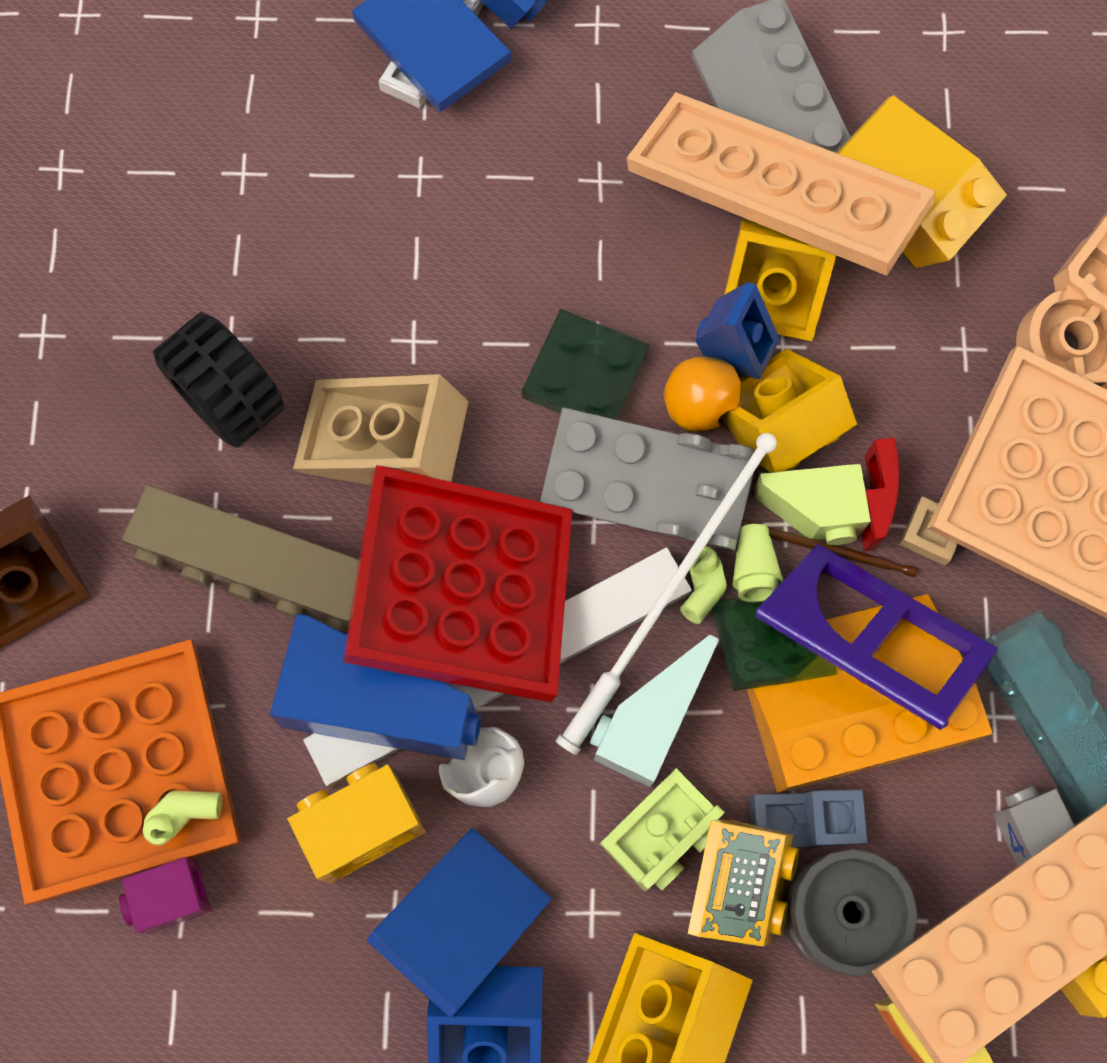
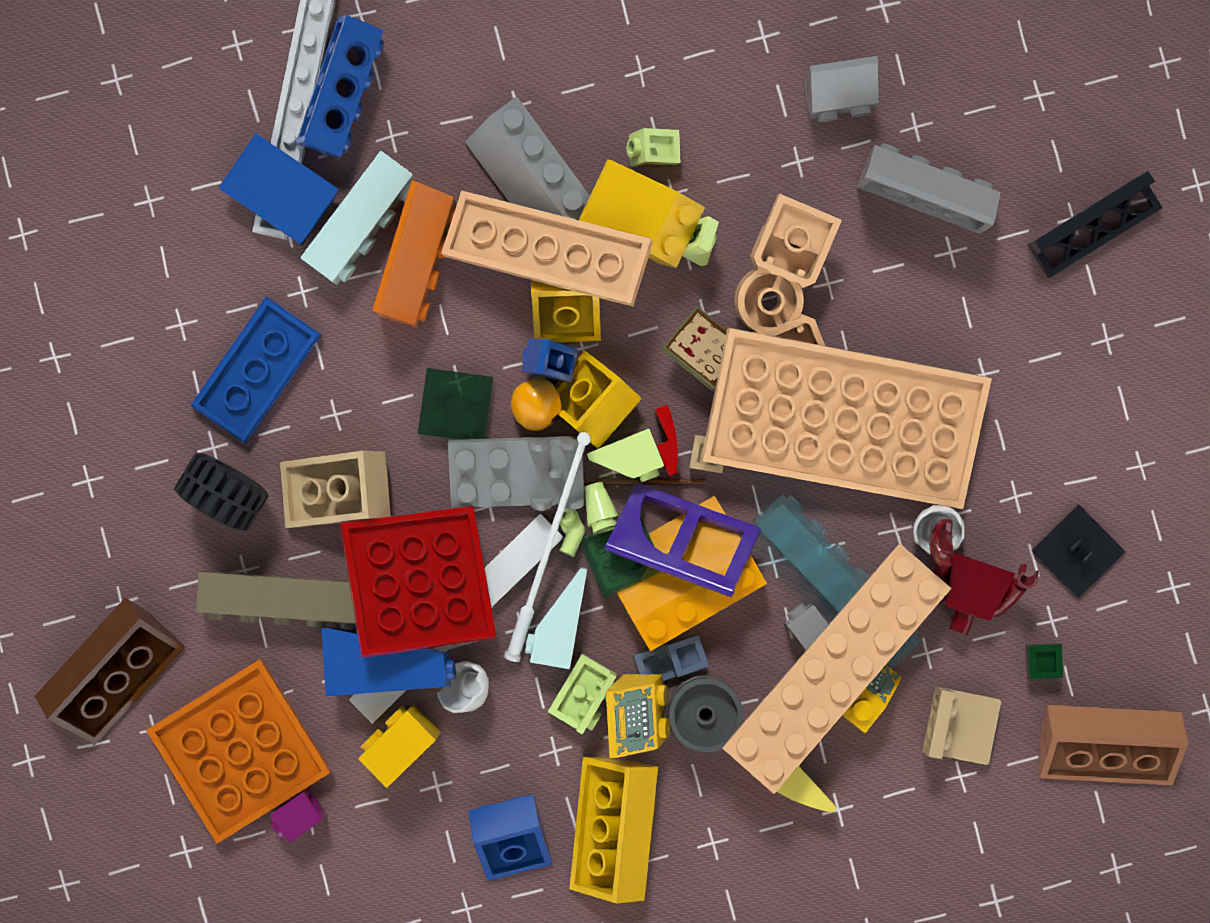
camera: 15 degrees left, 15 degrees up
(177, 810) = (288, 766): yellowish green arm -> none
(323, 253) = (256, 370): none -> blue tile
(459, 921) = (477, 782): blue tile -> none
(525, 99) = (359, 218): none -> light aqua brick
(585, 156) = (415, 256): none -> orange slope
(951, 112) = (654, 147): none -> yellowish green bracket
(954, 379) = (698, 346): none -> piece
(987, 243) = (702, 241): none -> yellowish green bracket

